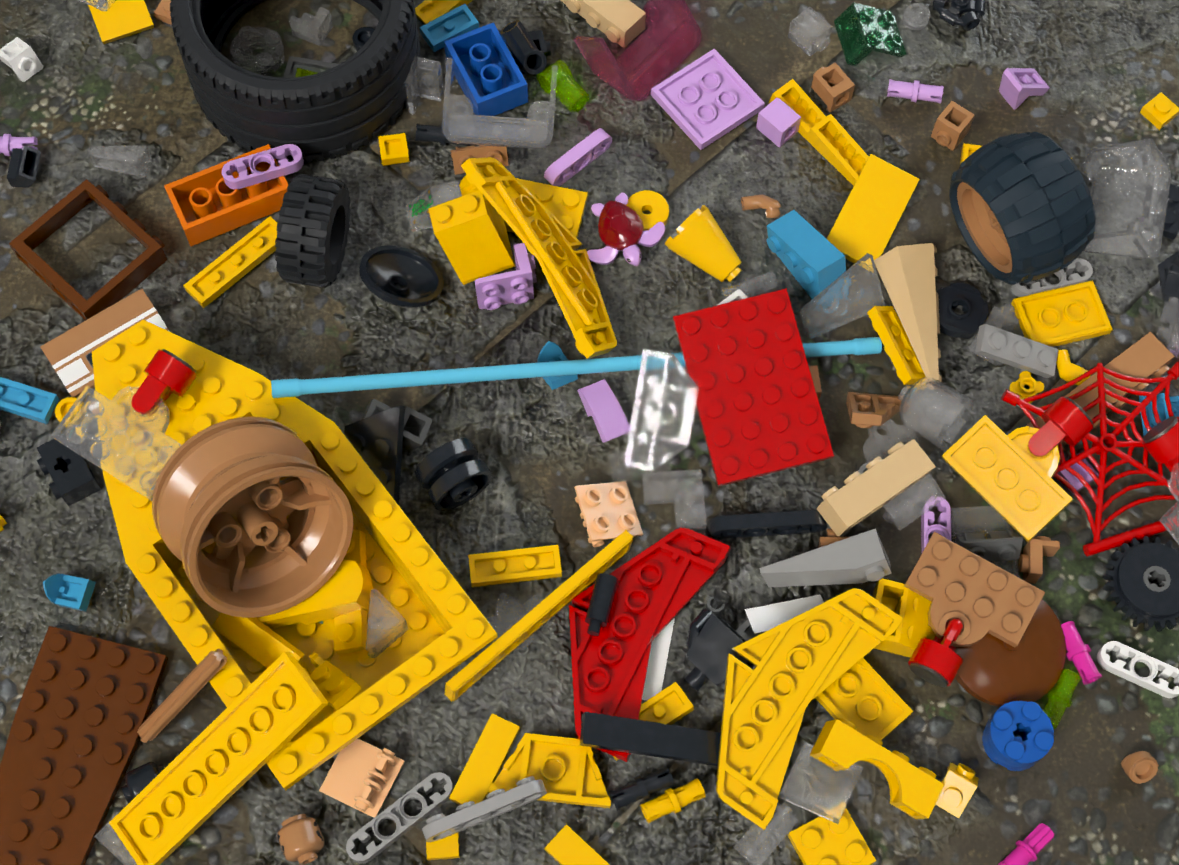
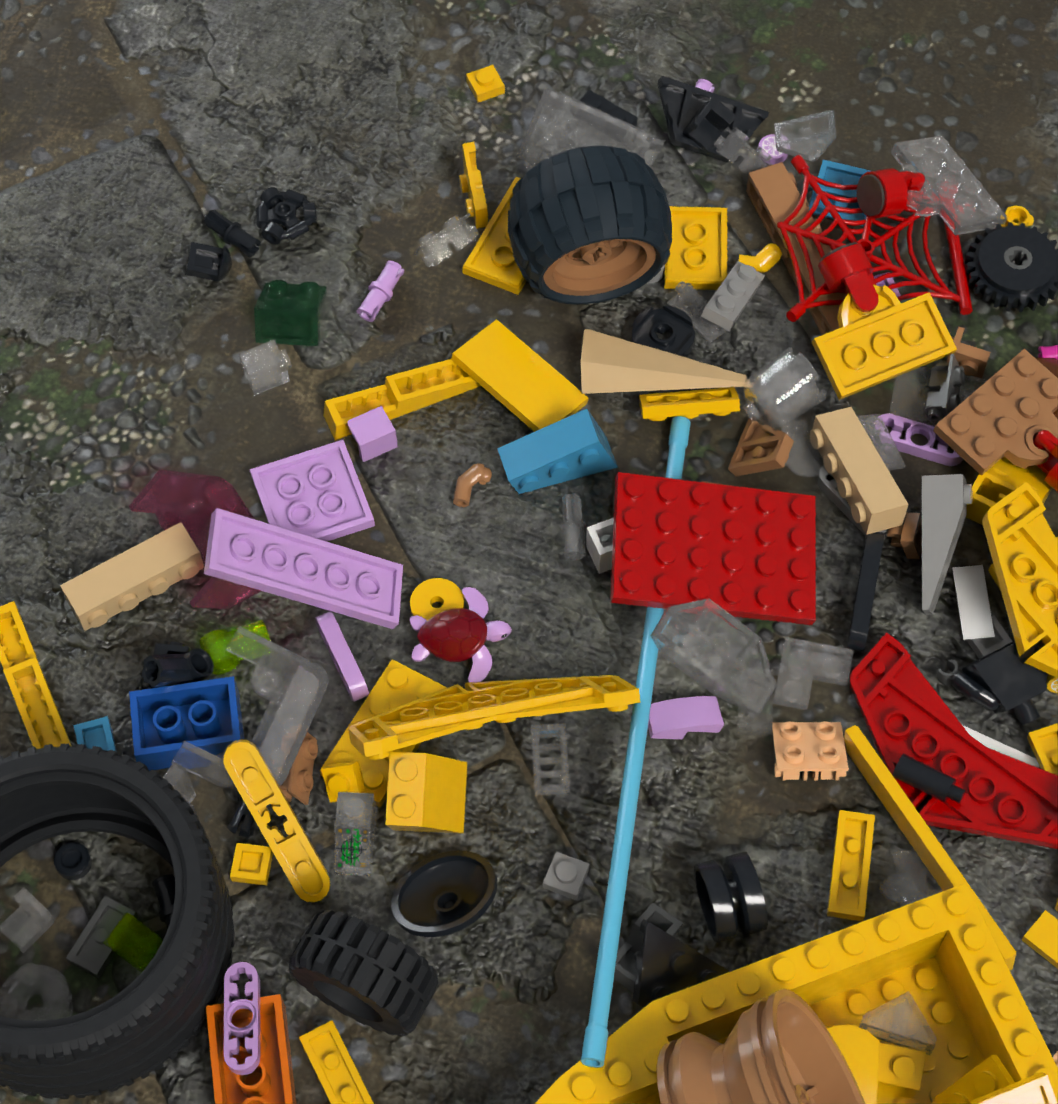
camera: 70 degrees left, 5 degrees down
(409, 159) = (260, 789): none -> yellow piece
(447, 358) = (566, 875): none -> light grey plate
(510, 286) = (489, 752): lavender bracket -> none
(536, 316) = (550, 731): none -> clear slope
(550, 353) = (608, 755): dark azure plate -> none
(628, 100) = (303, 569): none -> lavender plate
(705, 246) = (508, 552): yellow cone -> none
(832, 86) = (345, 366): medium nougat brick -> none
(844, 299) = (620, 429): clear wing -> none
(916, 16) = (281, 261): clear tile -> none
(952, 125) = (443, 267): medium nougat brick -> none
(992, 126) = (436, 245): none -> clear hinge
(1021, 83) = (415, 192): lavender slope -> none
(1026, 379) = (769, 311): yellow plate -> none
(1051, 121) = (472, 184): none -> yellow wing

